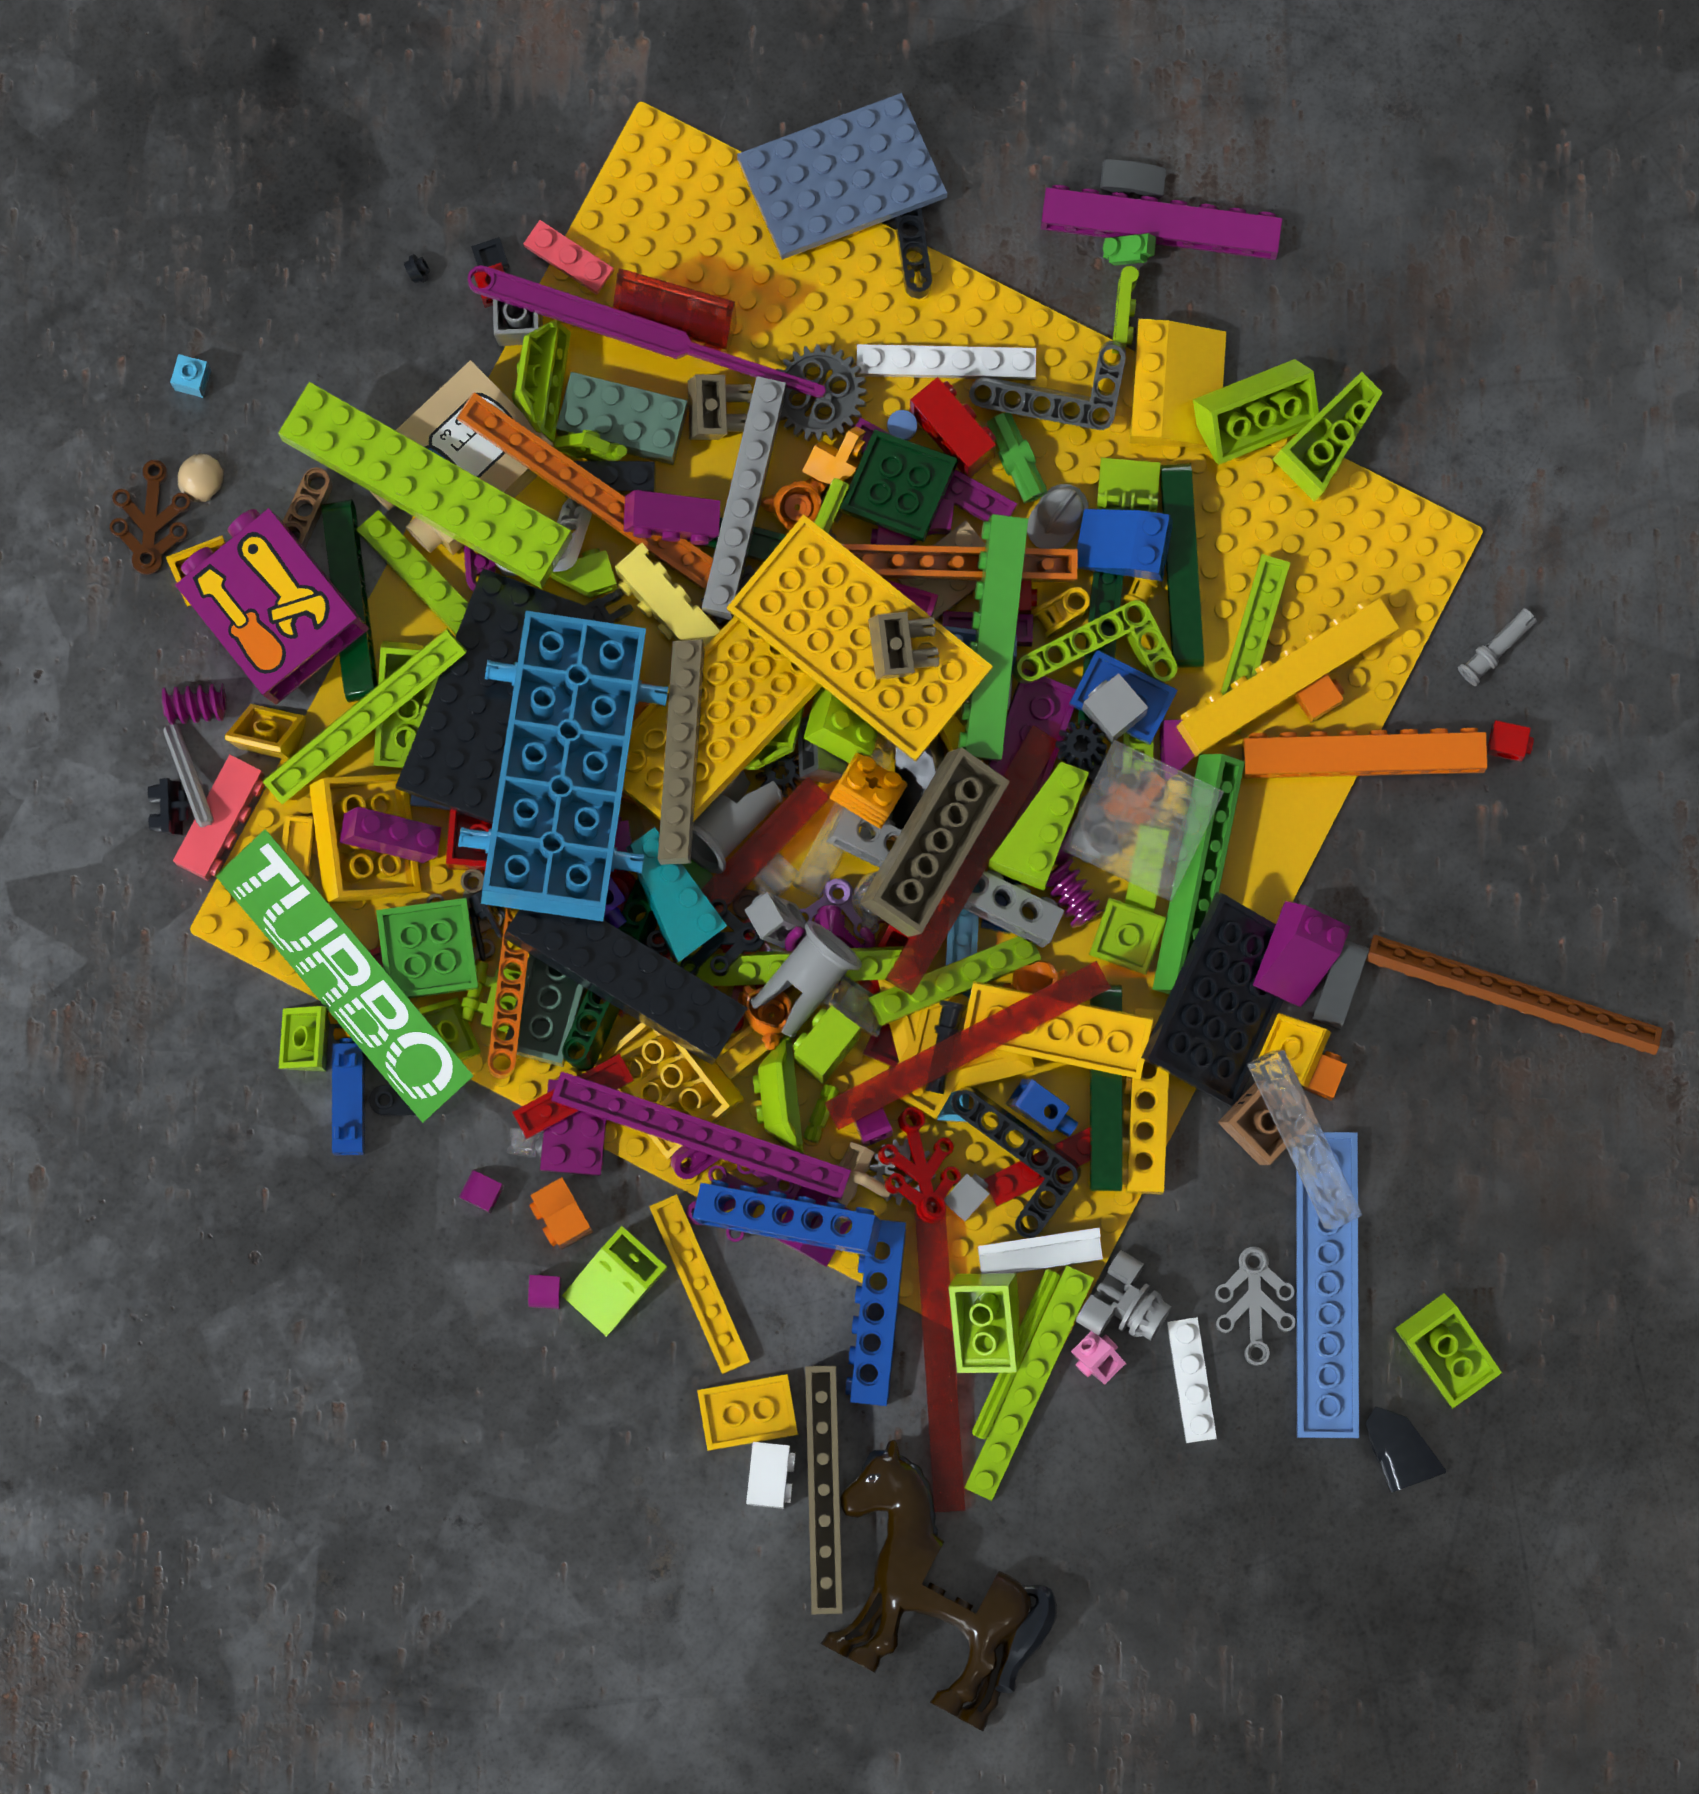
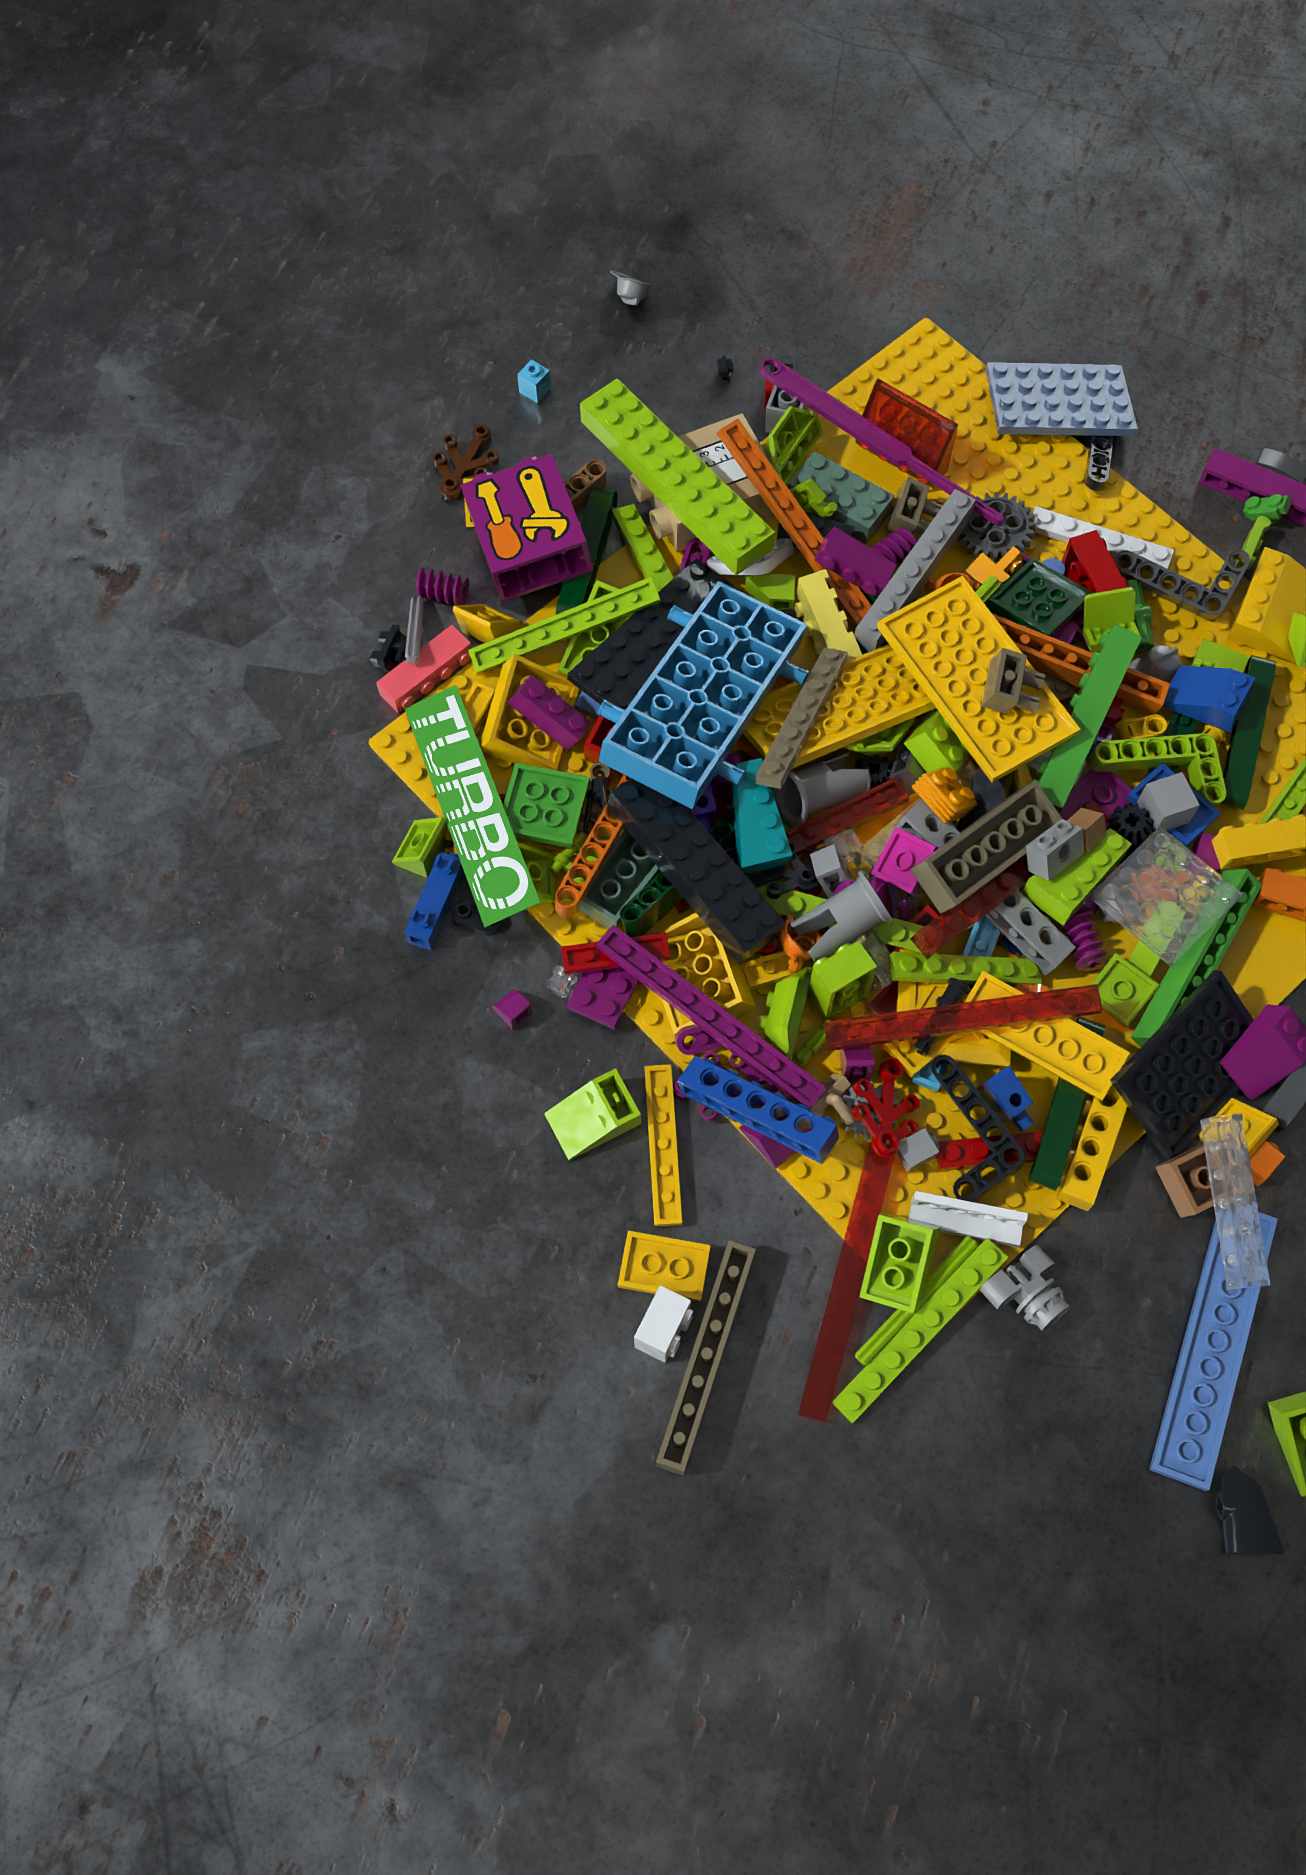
camera: 20 degrees right, 15 degrees down
(200, 477) = (512, 447): tan hair -> none
(255, 188) = (630, 289): none -> light grey piece
(544, 1291) = (531, 1103): magenta brick -> none
(561, 1214) = (569, 1047): orange brick -> none
(568, 257) = (833, 383): coral plate -> none
(707, 470) = (896, 545): none -> magenta piece
(846, 881) = (898, 857): none -> dark pink plate
(877, 1391) = (783, 1287): blue brick -> none
(989, 489) = (1105, 610): none -> lime bracket
(1000, 1632) = (825, 1543): dark brown animal -> none
(1007, 819) = (1055, 849): none -> light grey brick
(1033, 778) = (1092, 824): none -> medium nougat brick
(1098, 1357) = (989, 1329): bright pink brick -> none
(1191, 1380) = (1066, 1383): white plate -> none
(1255, 1300) = (1145, 1333): light grey plant -> none

